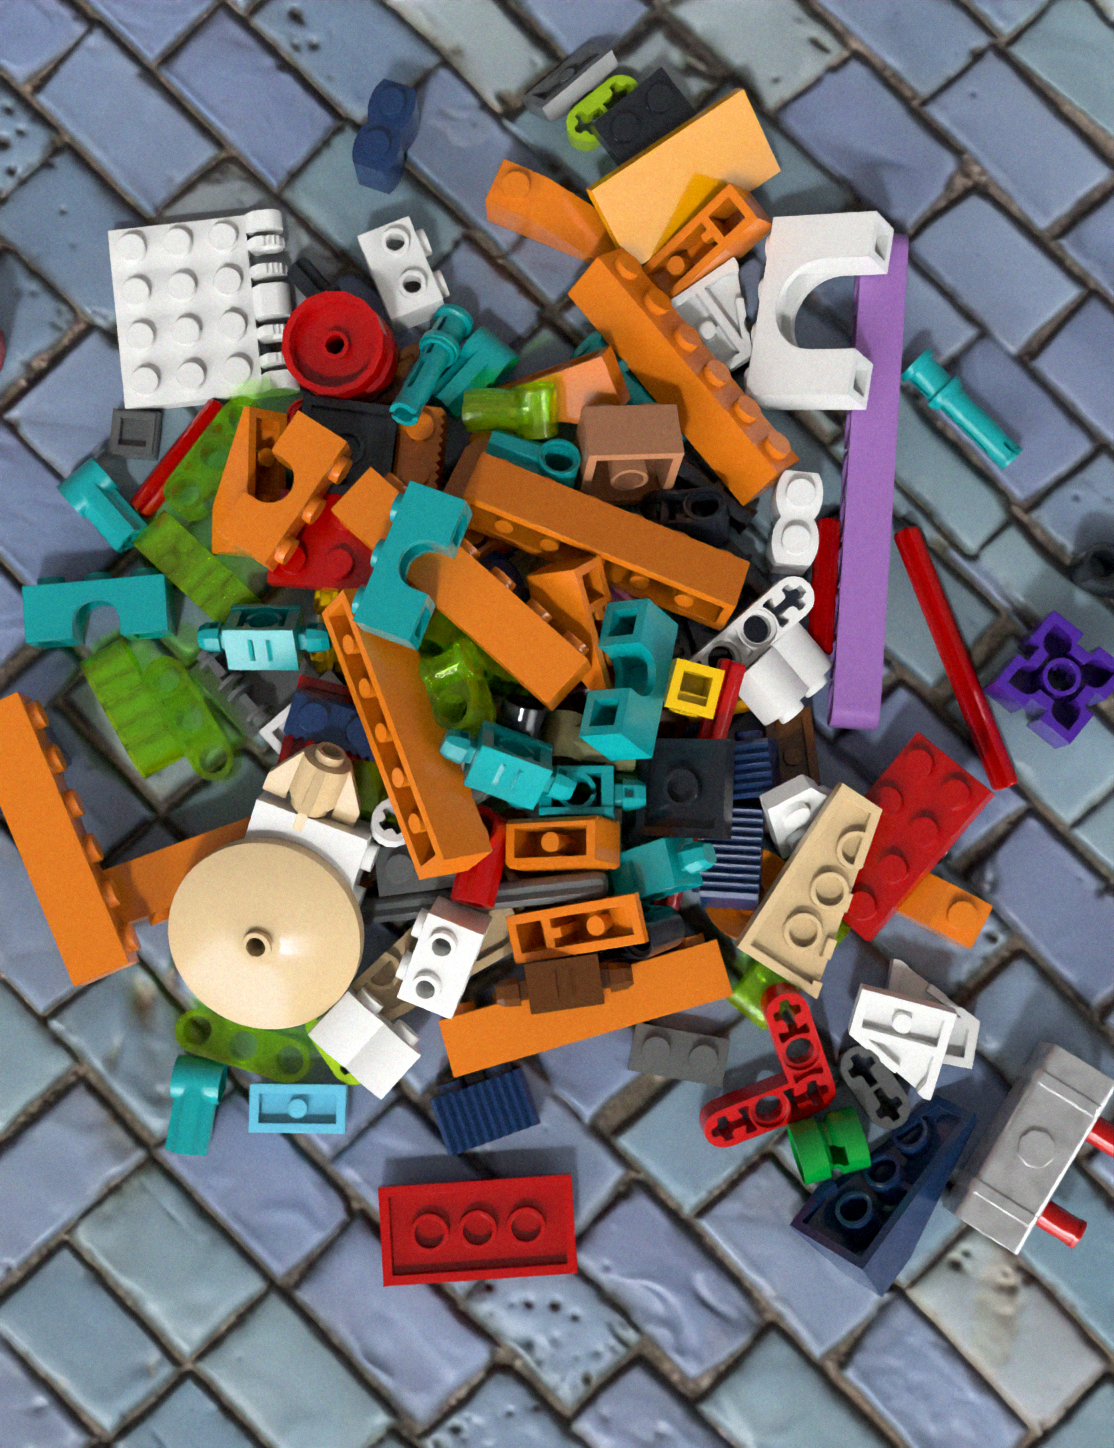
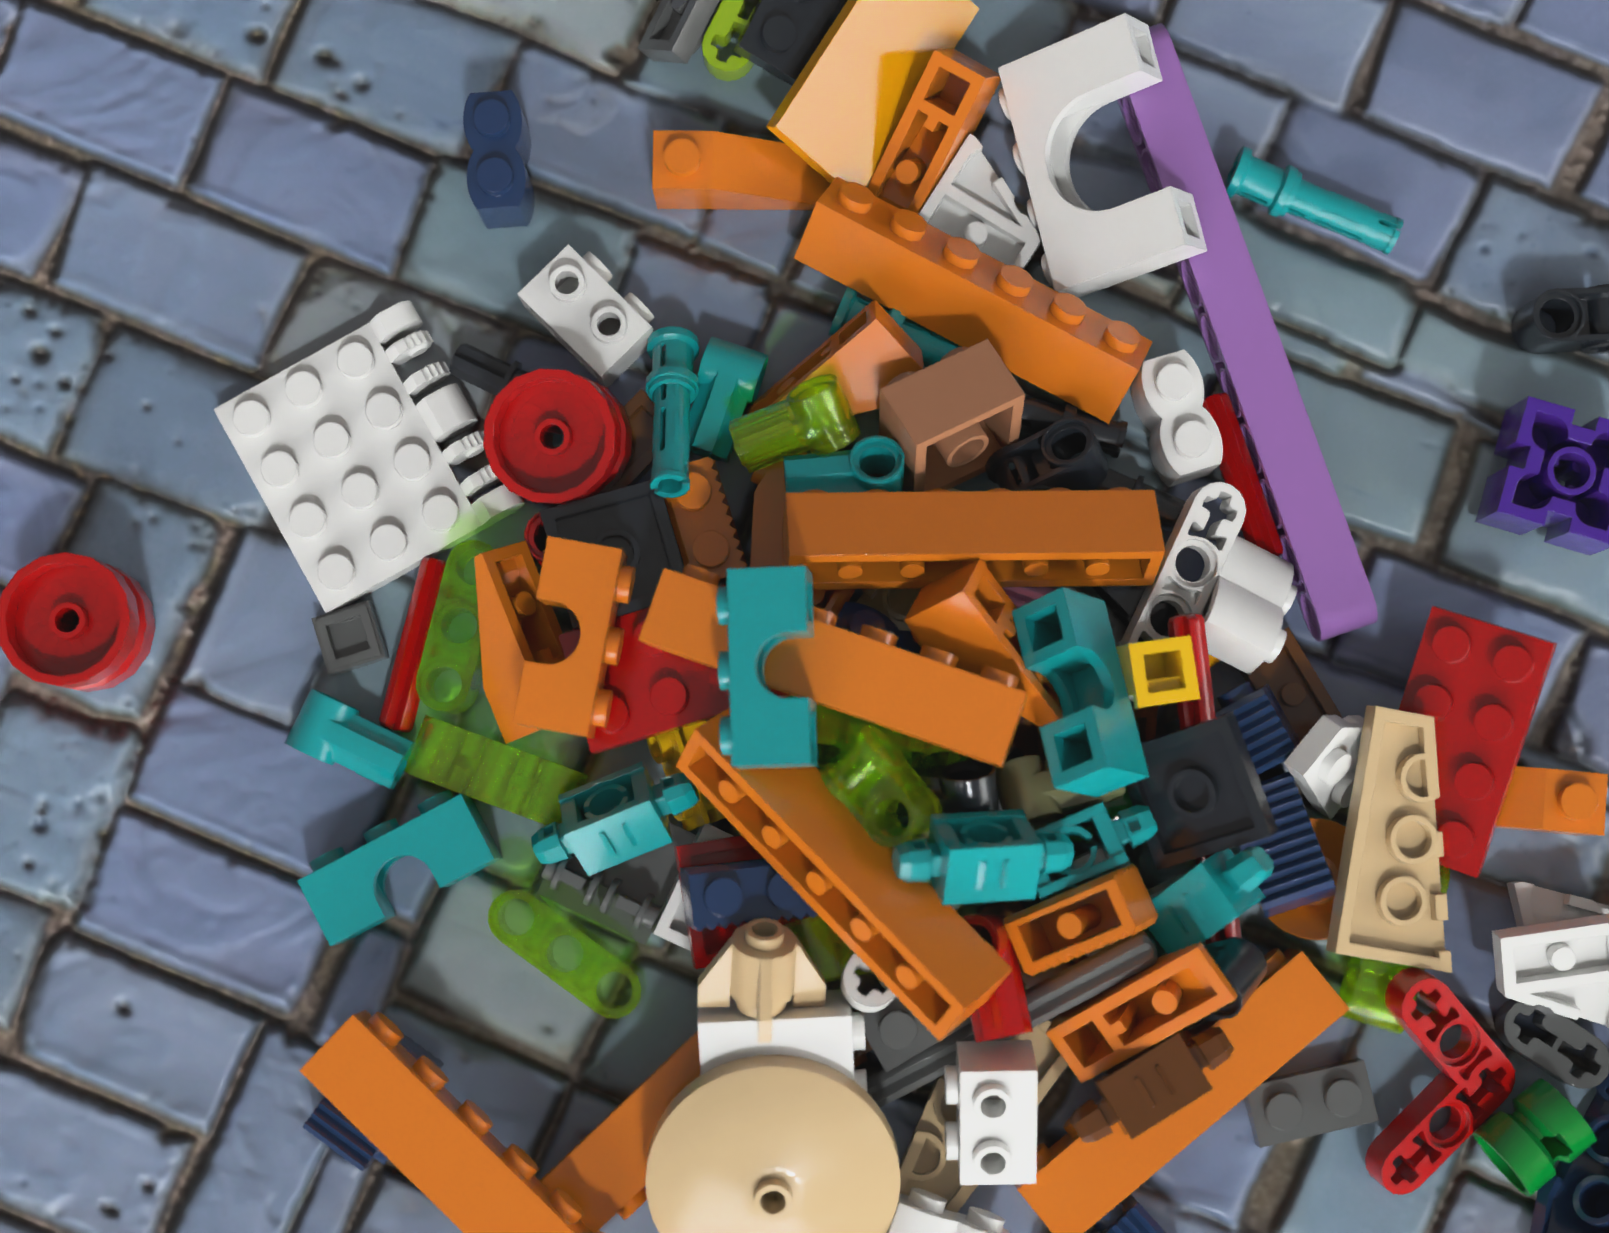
camera: 20 degrees left, 0 degrees up
(130, 709) = (487, 970): clear neon green beam -> none
(955, 658) = (1430, 498): red axle -> none

